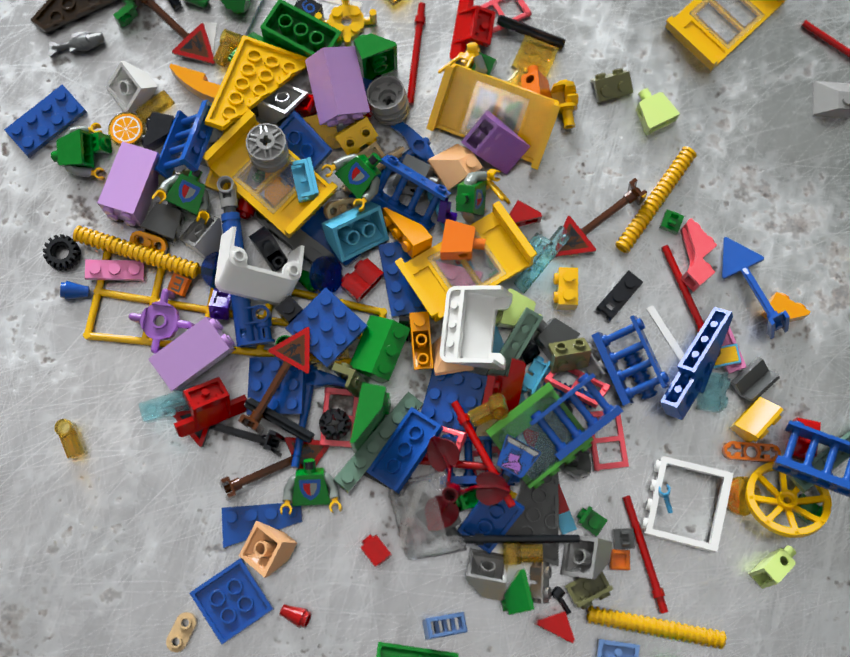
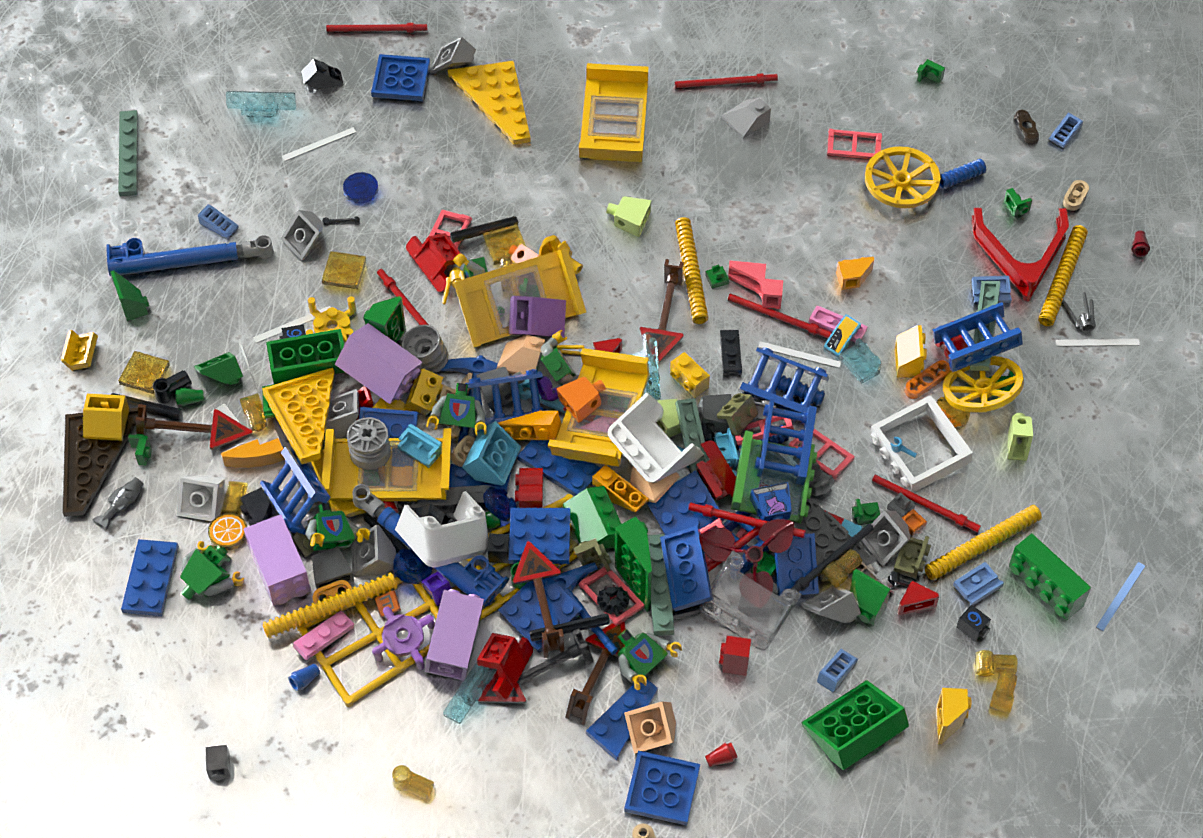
camera: 40 degrees left, 20 degrees down
(68, 261) = (265, 647): black tyre -> none
(495, 408) = (723, 481): clear yellow piece -> none
(612, 85) = (581, 220): olive bracket -> none
(697, 364) = (833, 348): blue brick -> none
(739, 259) = (791, 262): blue piece -> none
(754, 380) = (881, 331): dark grey panel -> none

